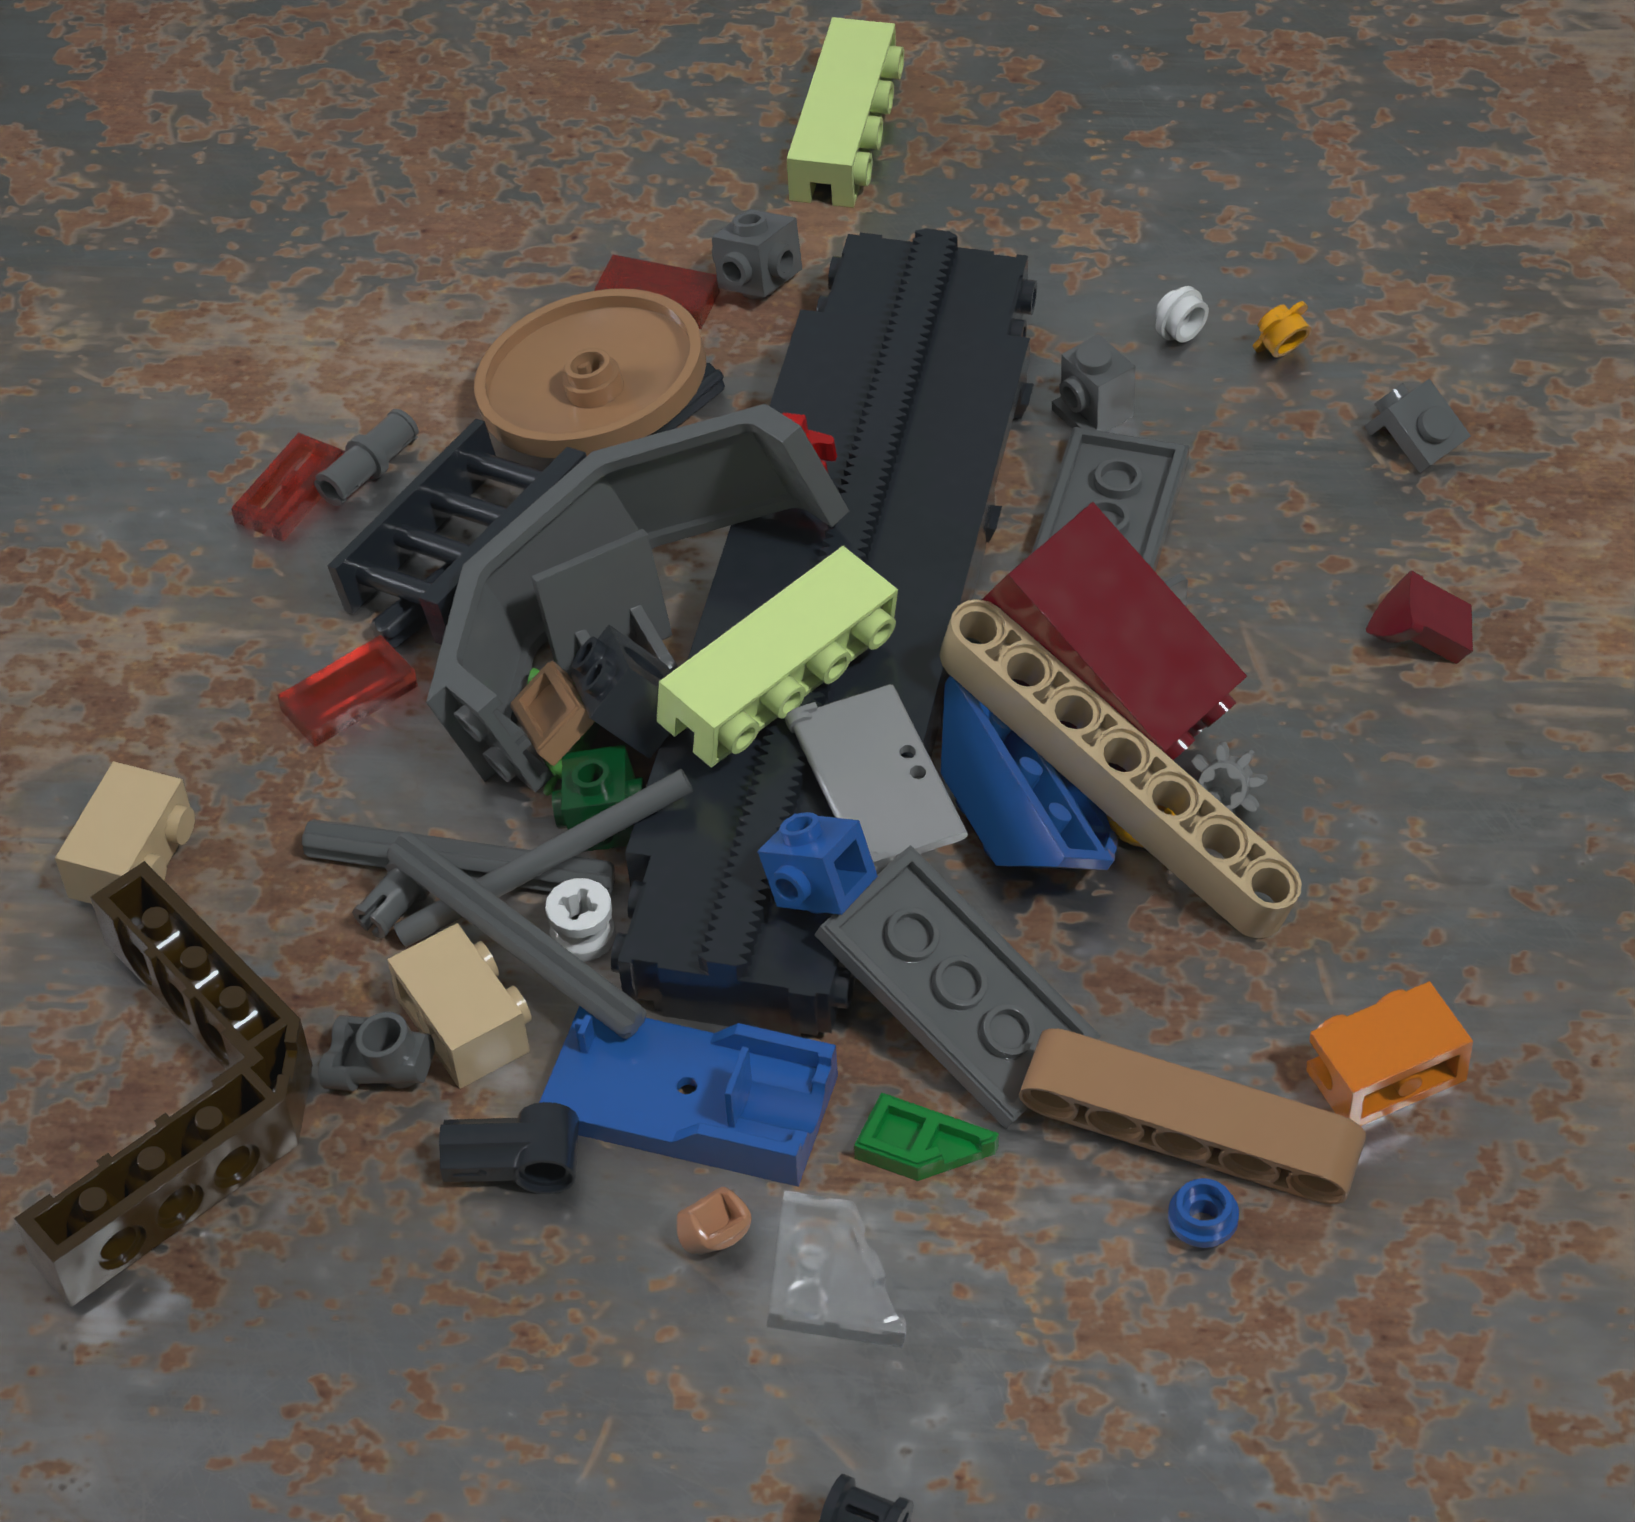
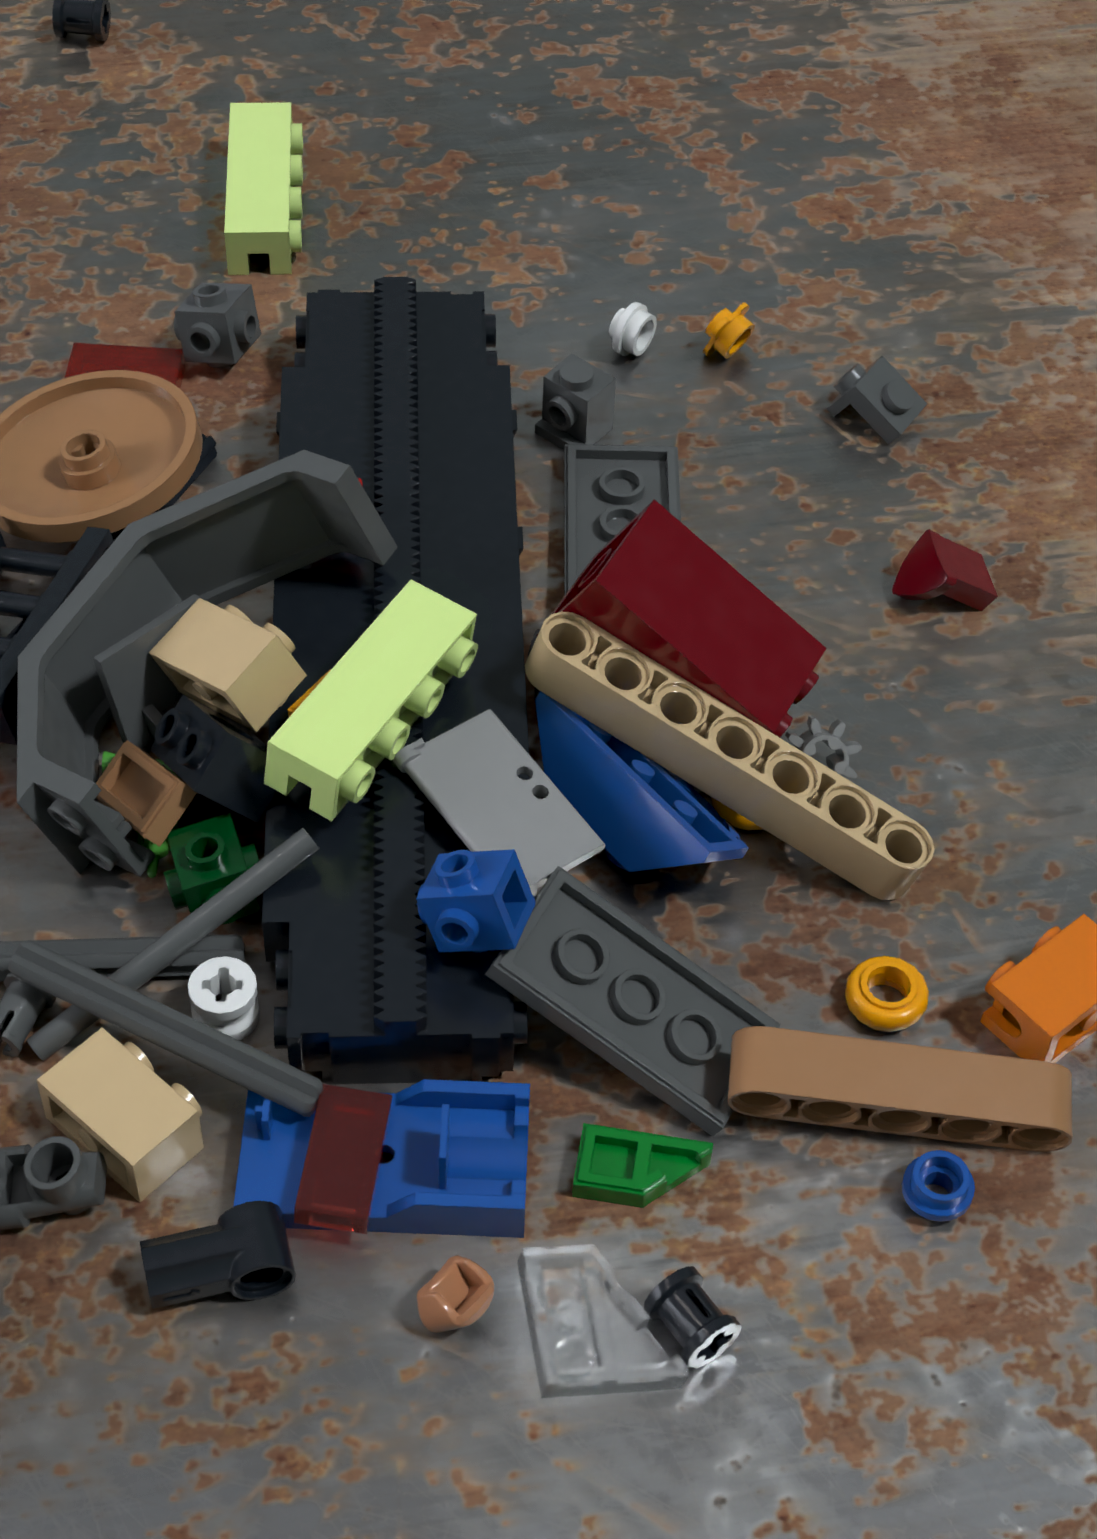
camera: 20 degrees left, 0 degrees up
(646, 1081) = (343, 1159): none -> clear red tile
(660, 600) = (229, 662): none -> tan brick
(925, 1283) = (692, 1317): none -> black bush
(1217, 1047) = (882, 1014): none -> light orange piece

